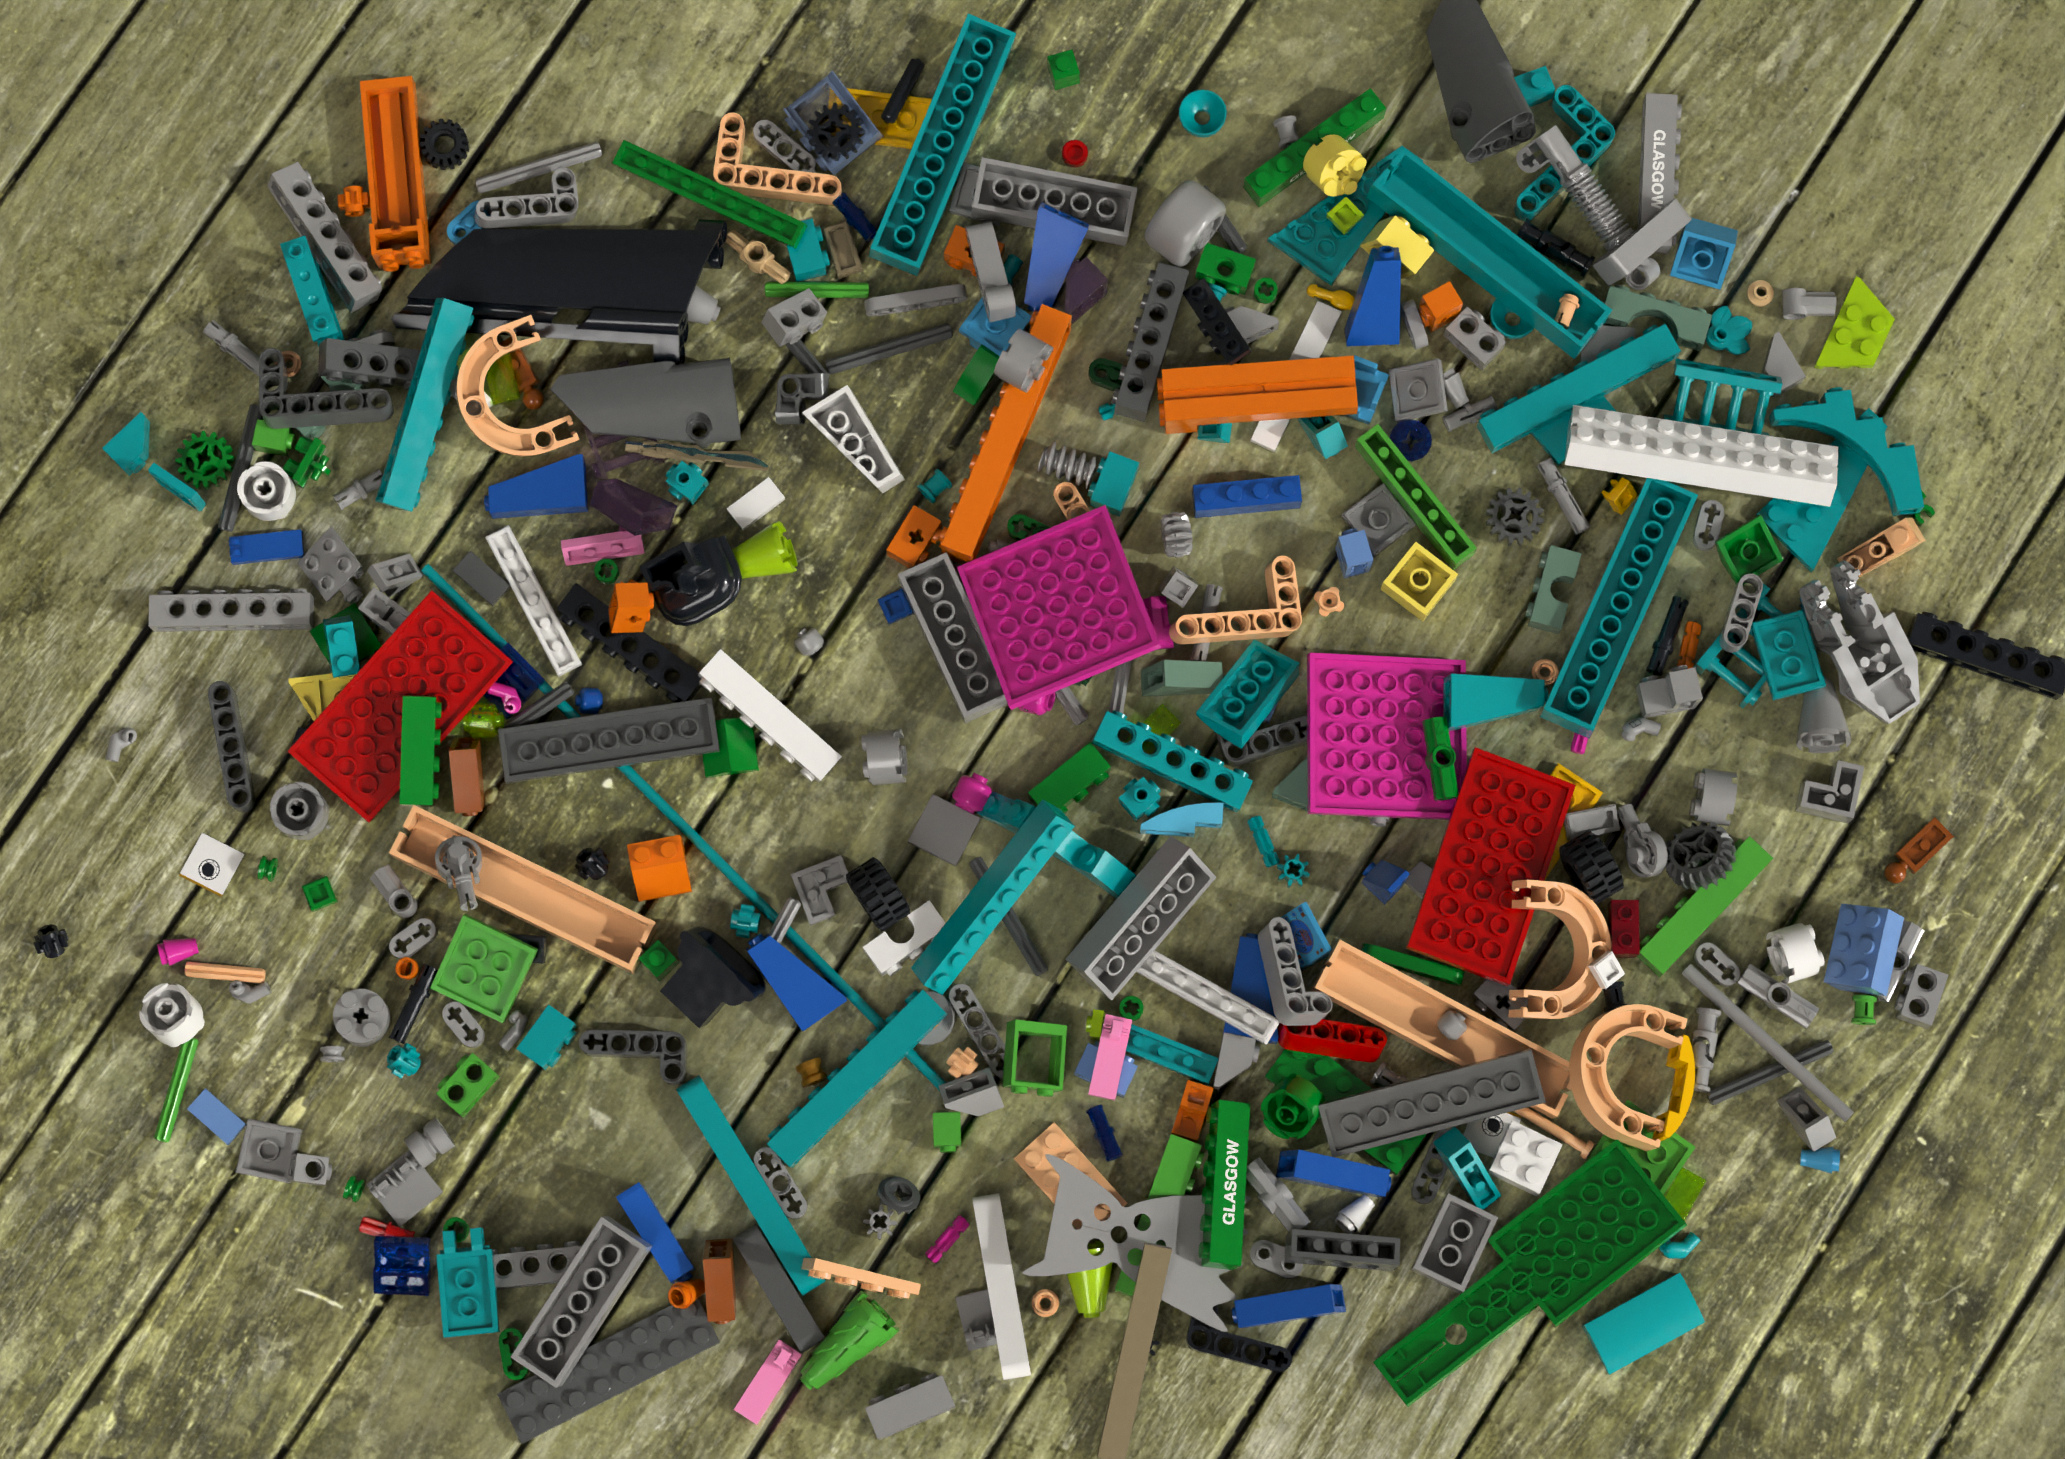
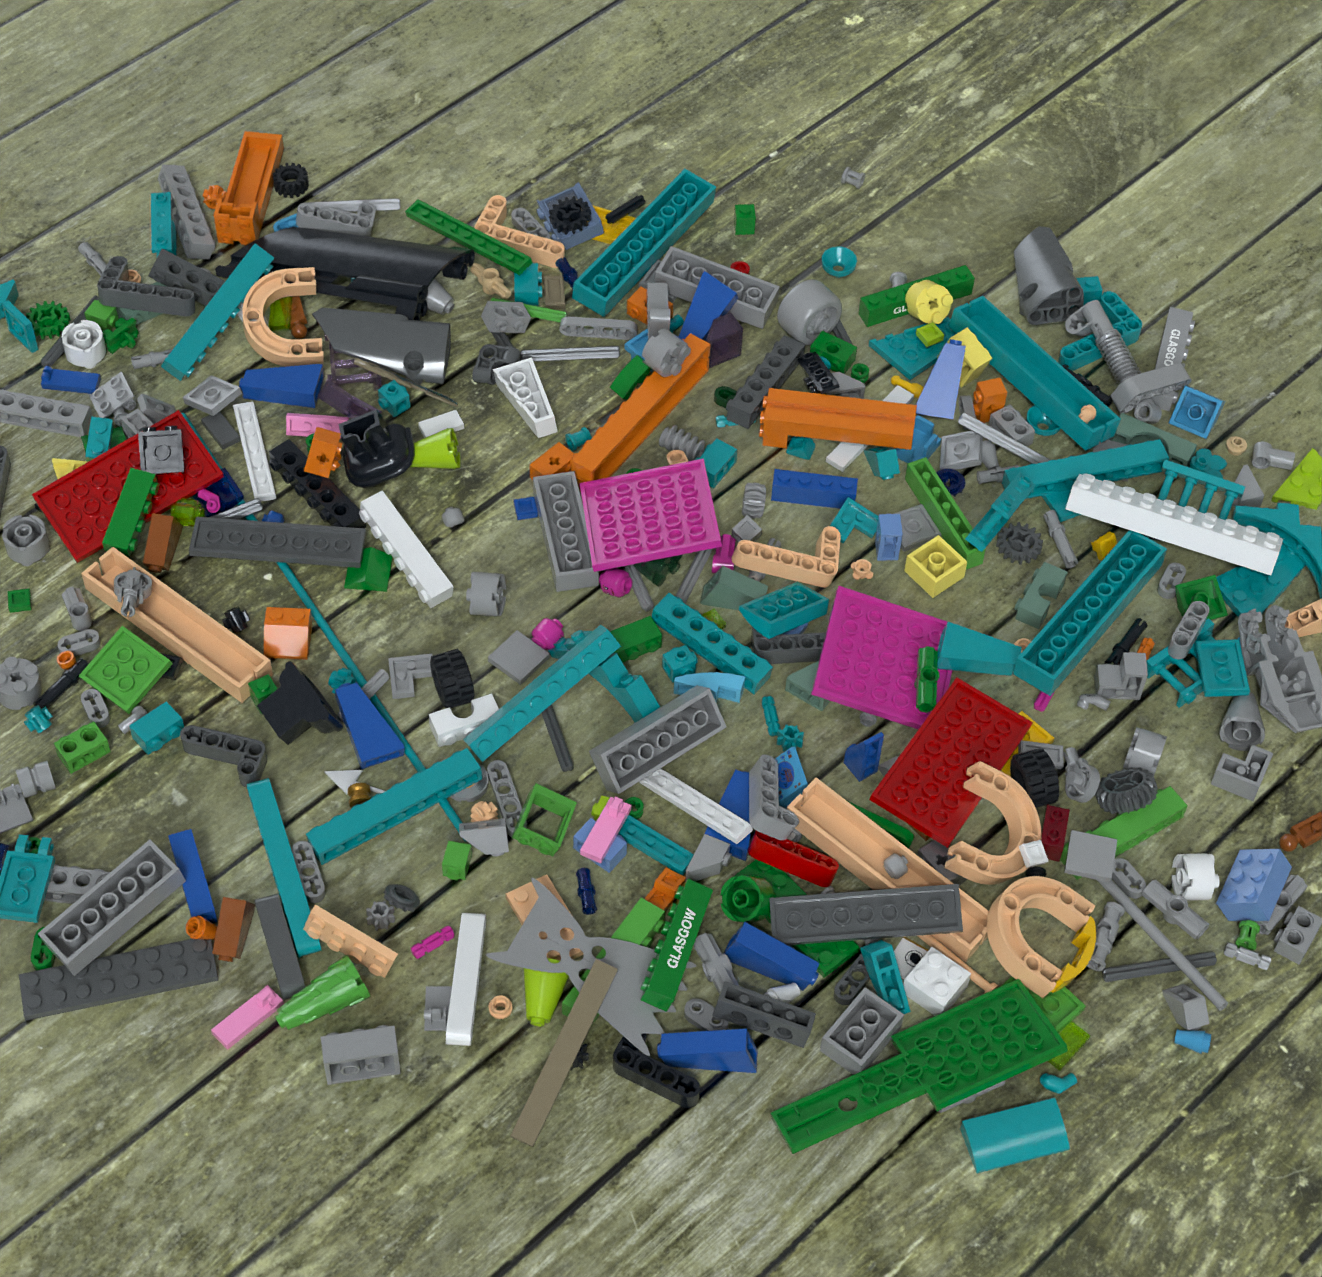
camera: 10 degrees right, 25 degrees down
(430, 657) = (161, 450): none -> plate
(455, 532) = (212, 395): none -> light grey plate
(787, 1049) = (345, 778): none -> white piece
(1304, 526) = (854, 516): none -> teal plate
(1470, 369) = (1001, 439): none -> light grey axle
(1487, 496) = (1000, 511): none -> teal fence
(1672, 958) = (1090, 856): none -> light grey tile
(1866, 1034) = (1247, 956): none -> light grey axle

